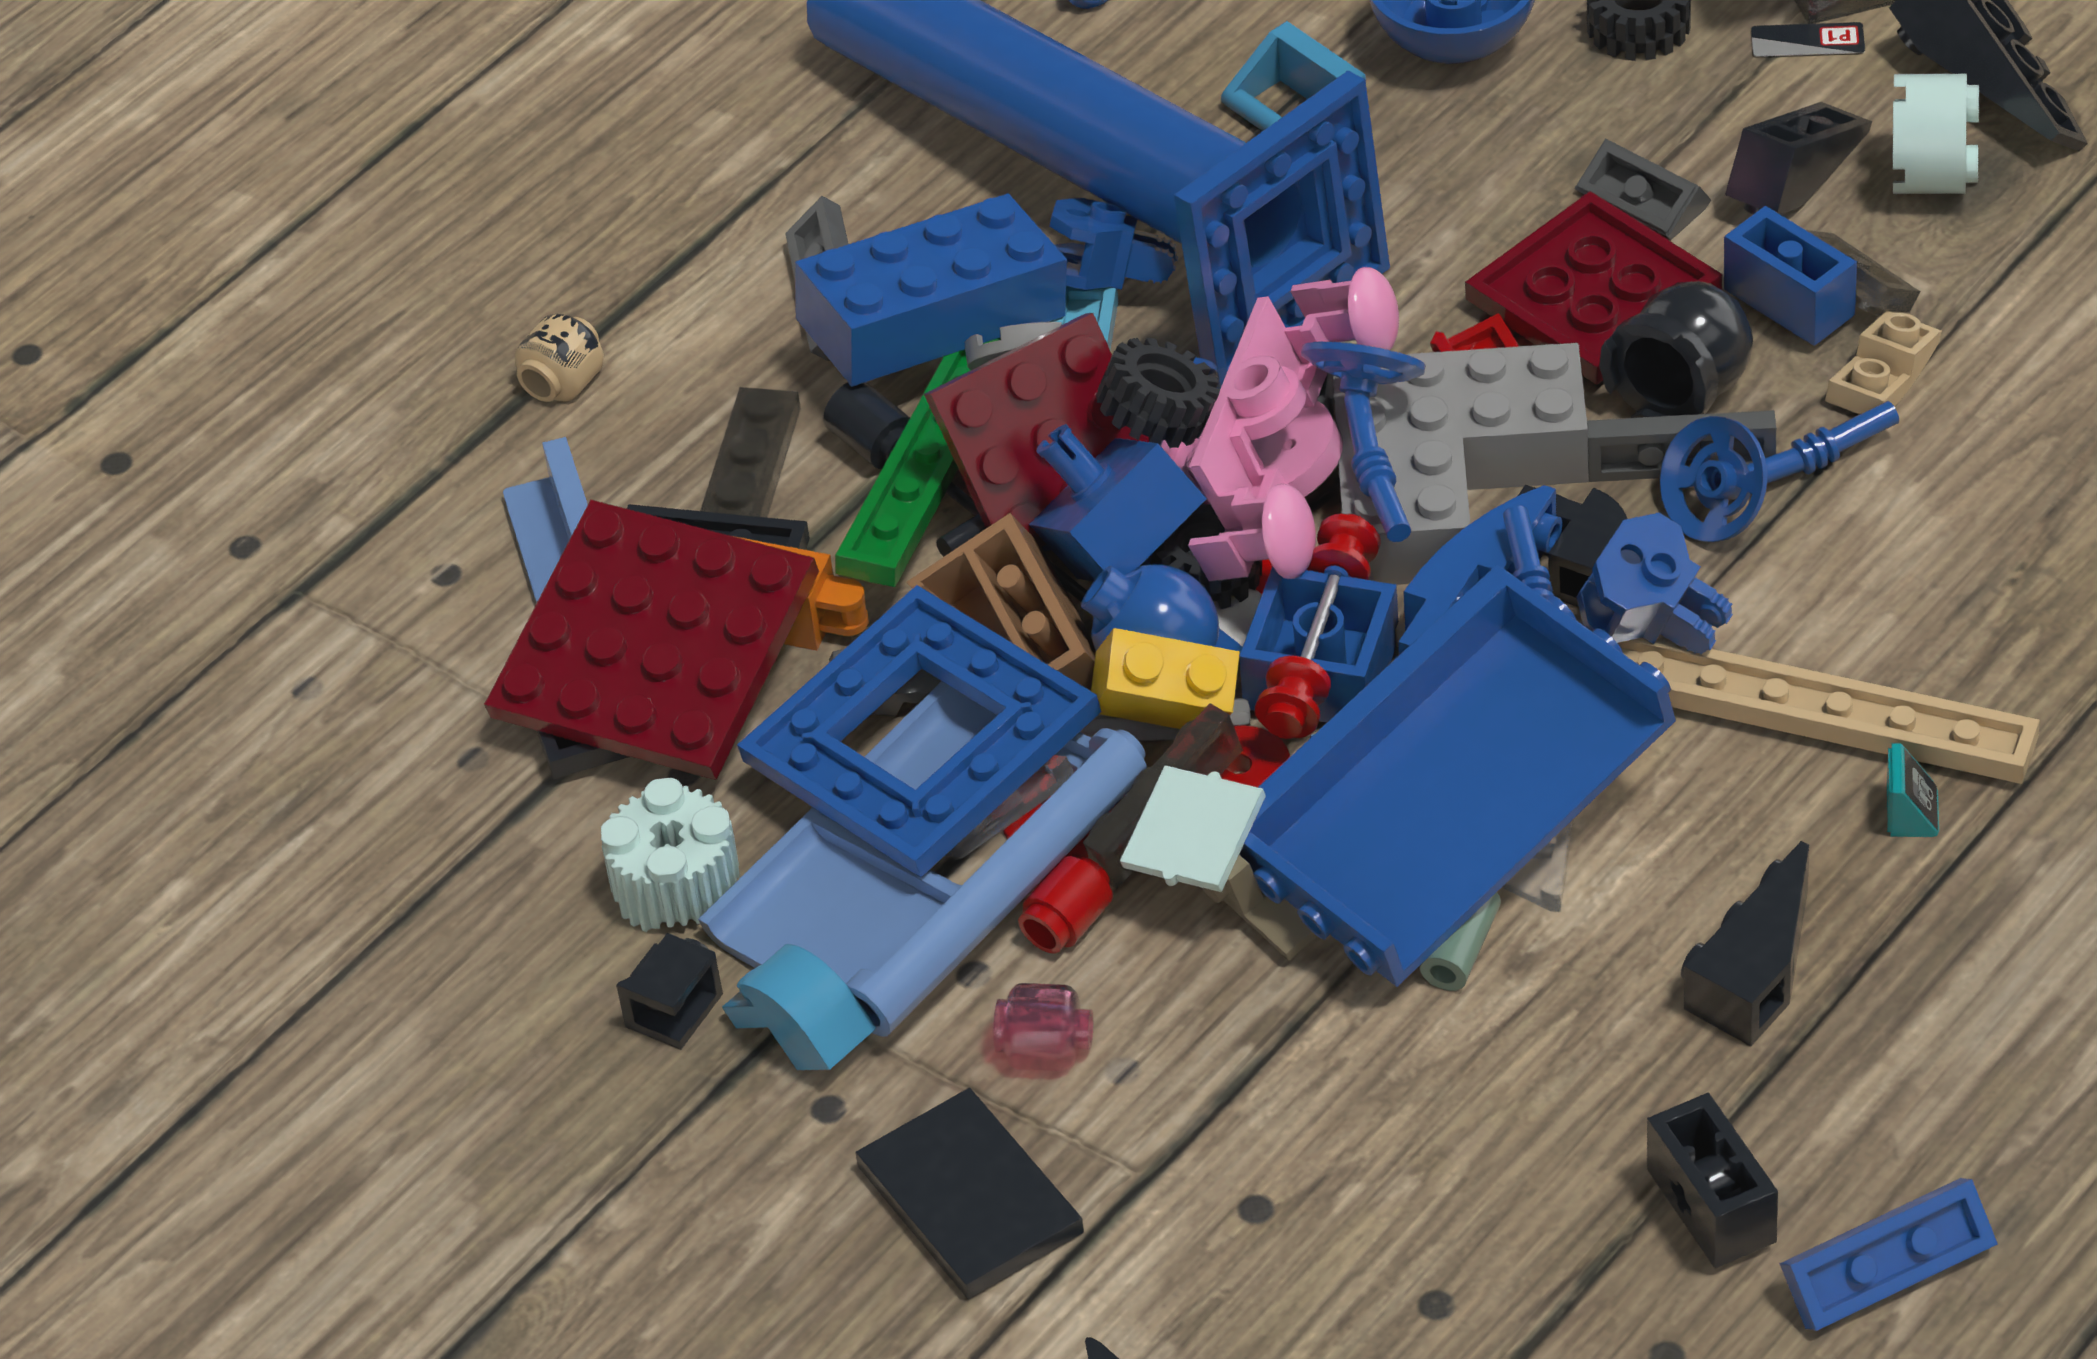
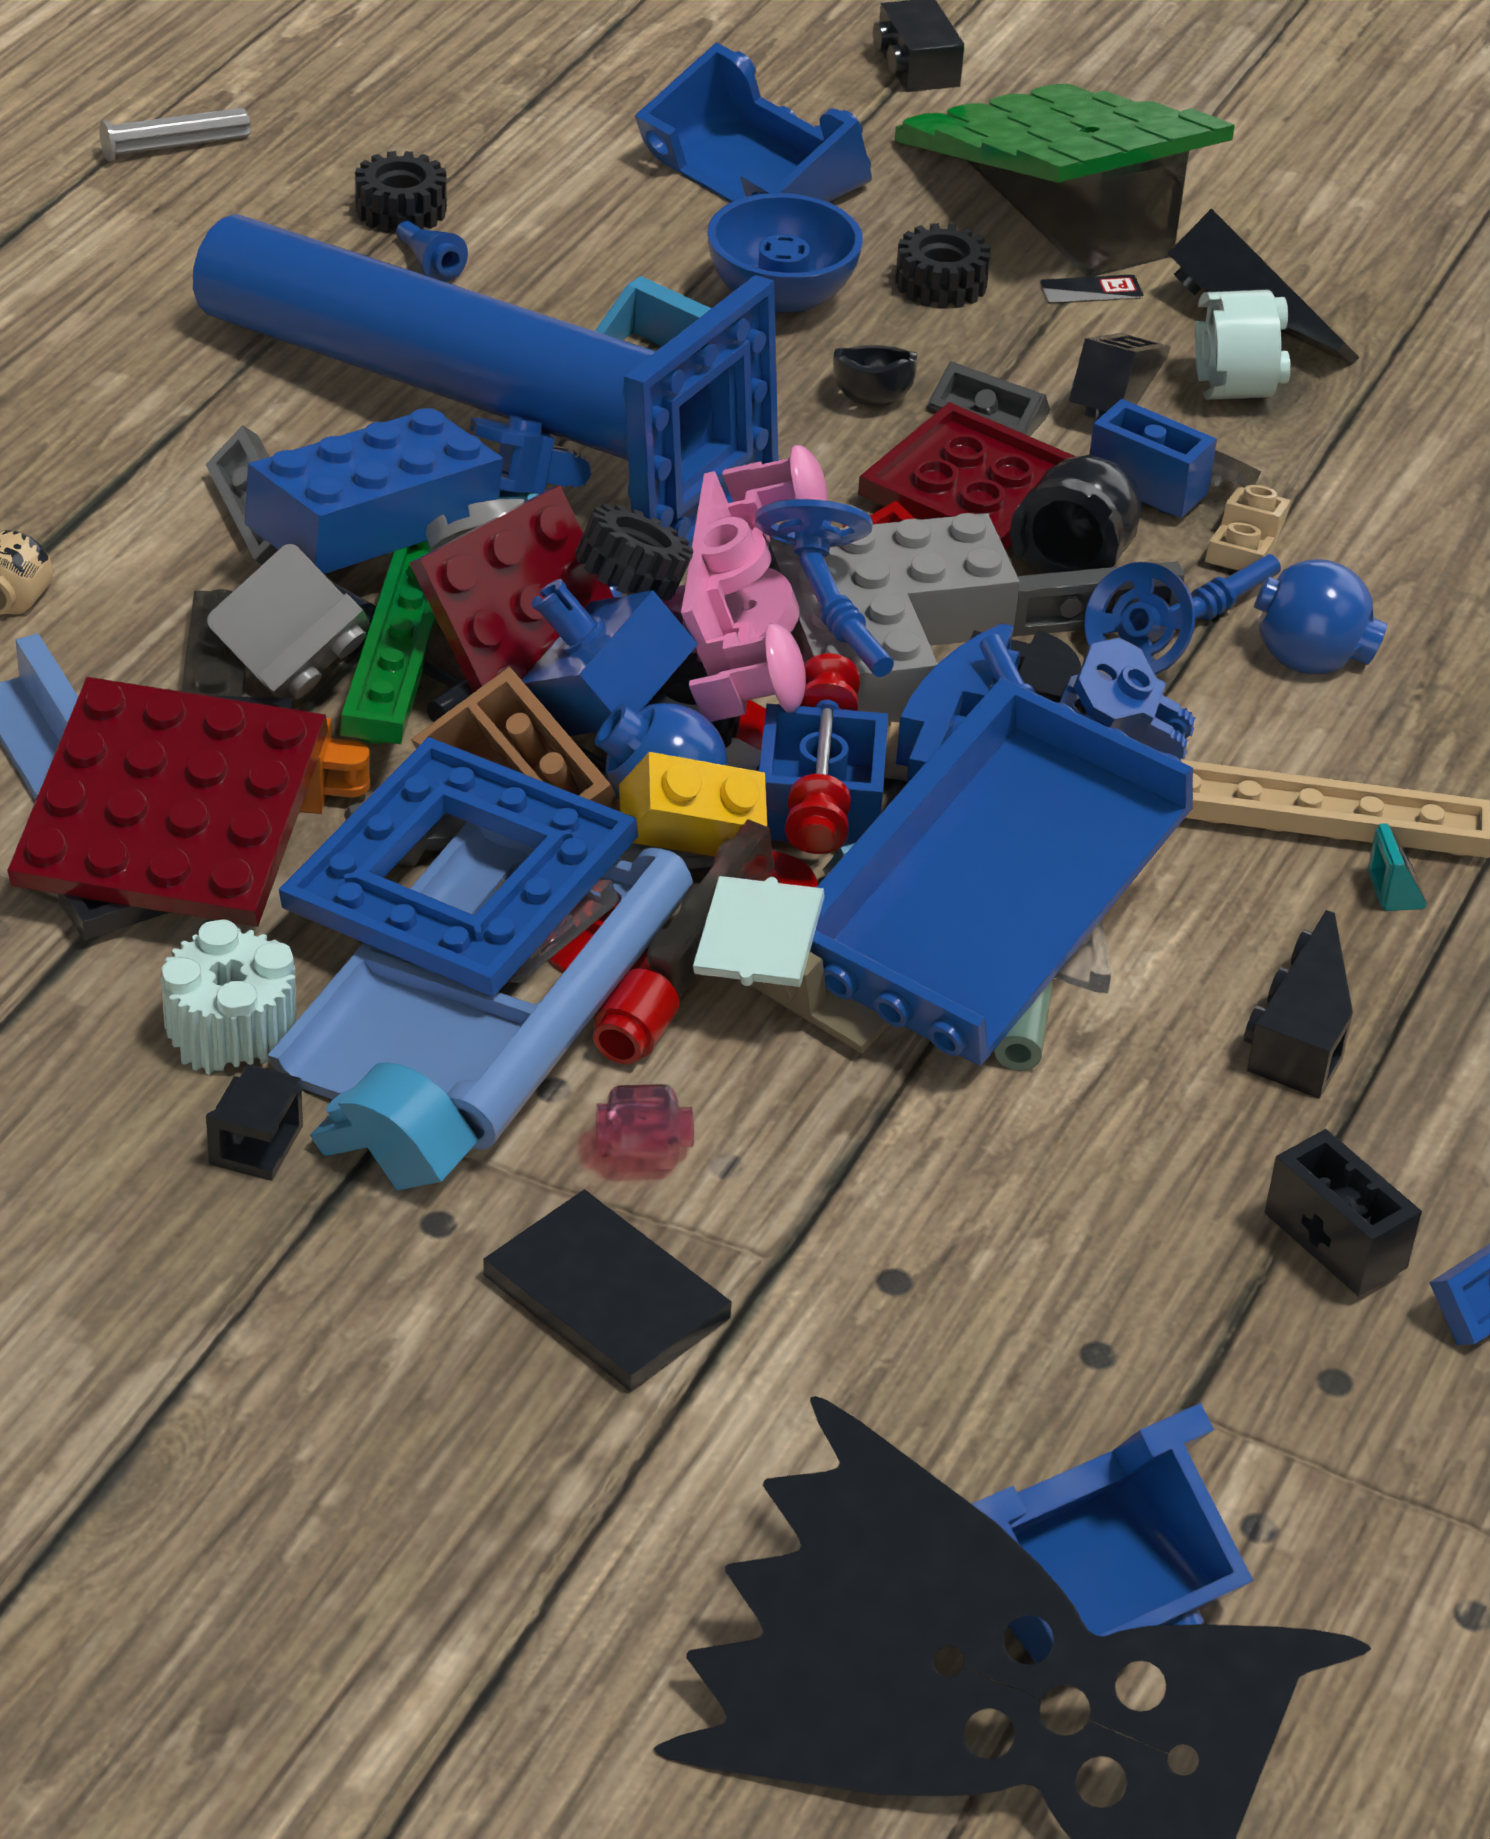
camera: 20 degrees left, 5 degrees down
(815, 440) = (289, 623): none -> light grey bracket
(1520, 148) = (874, 373): none -> black helmet
(1916, 484) = (1318, 617): none -> blue brick

